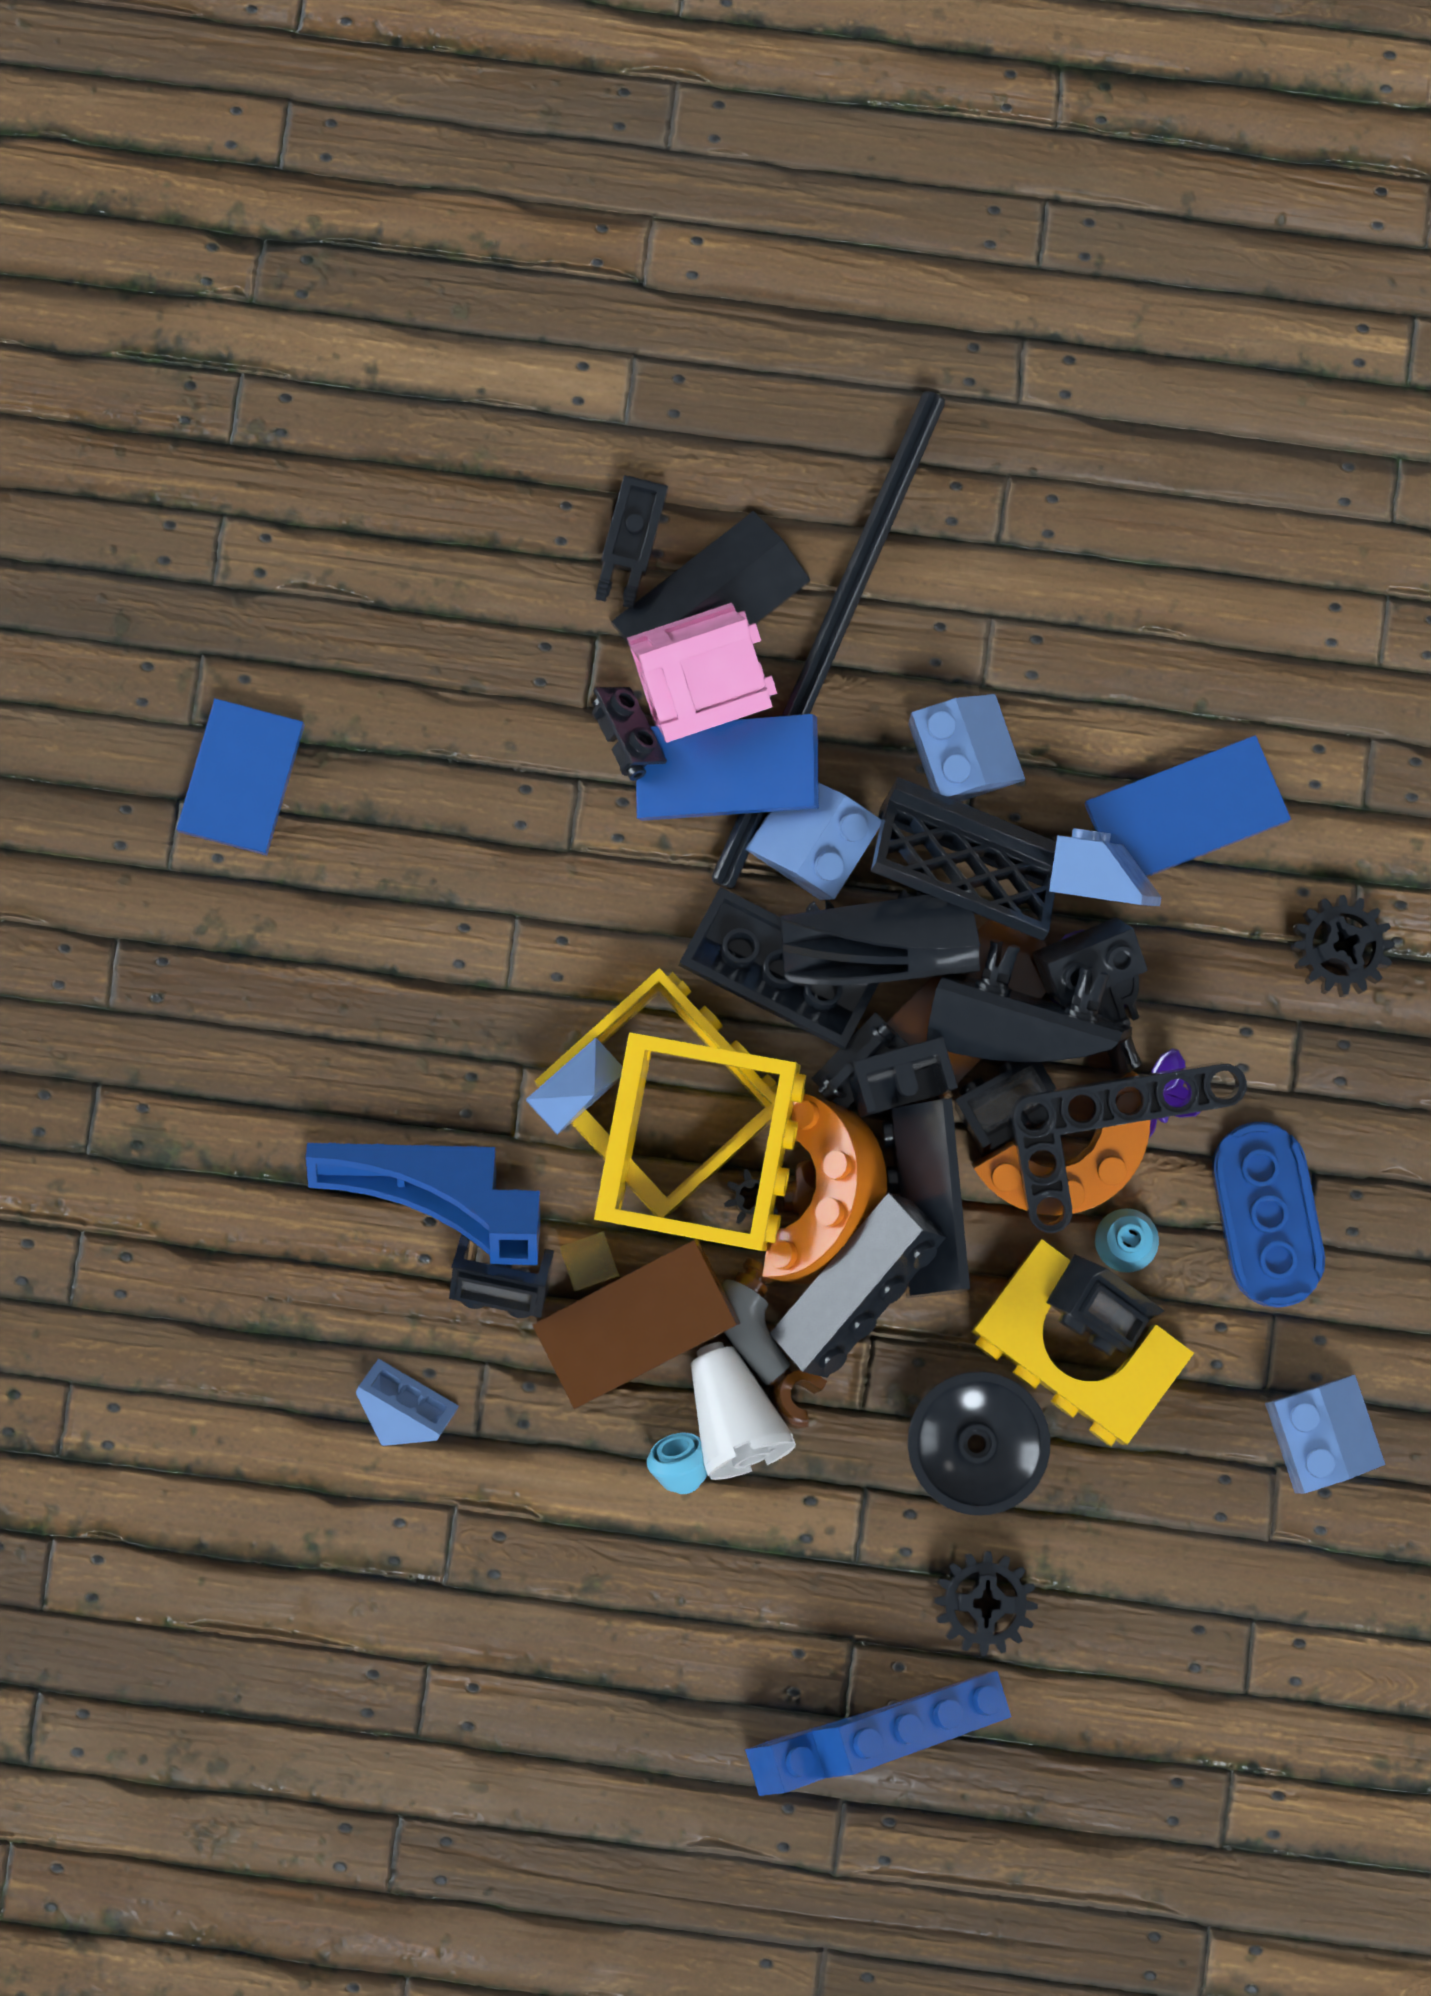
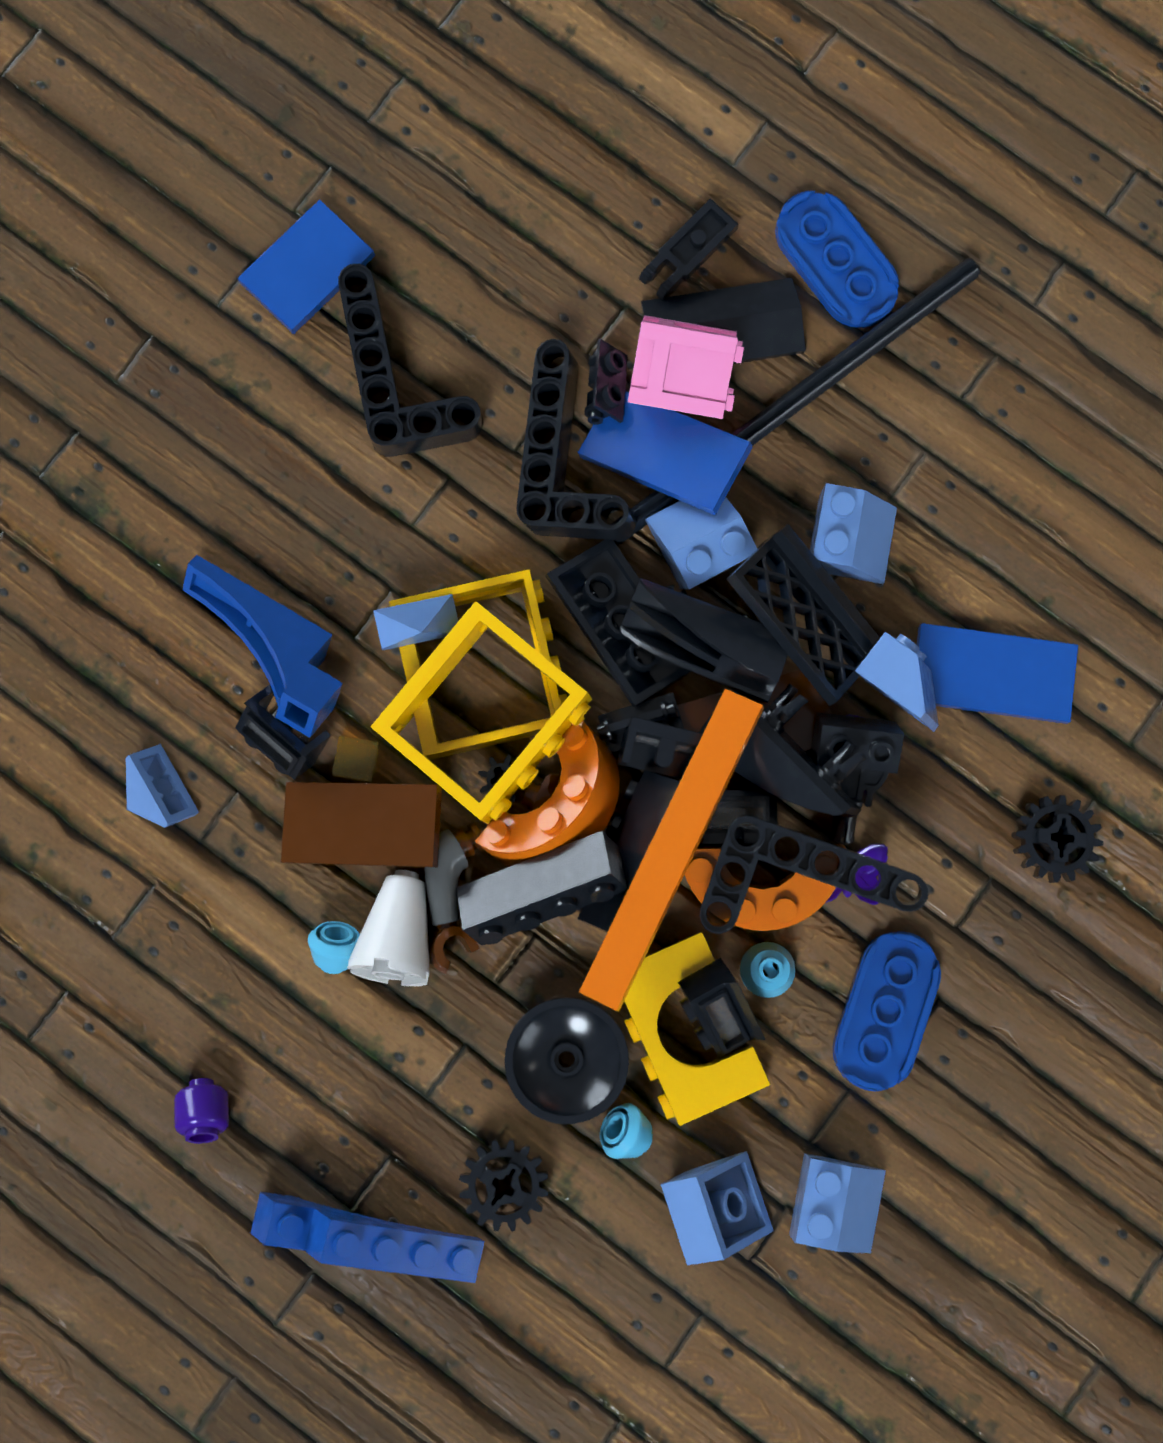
camera: 30 degrees right, 0 degrees up
(392, 851) = (381, 378): none -> black beam
(616, 835) = (554, 456): none -> black beam
(640, 1703) = (201, 1111): none -> dark purple head
(789, 465) = (837, 259): none -> blue tile
(968, 1172) = (671, 850): none -> orange tile
(1077, 1482) = (625, 1132): none -> medium azure cone
(1209, 1506) = (717, 1209): none -> medium blue slope

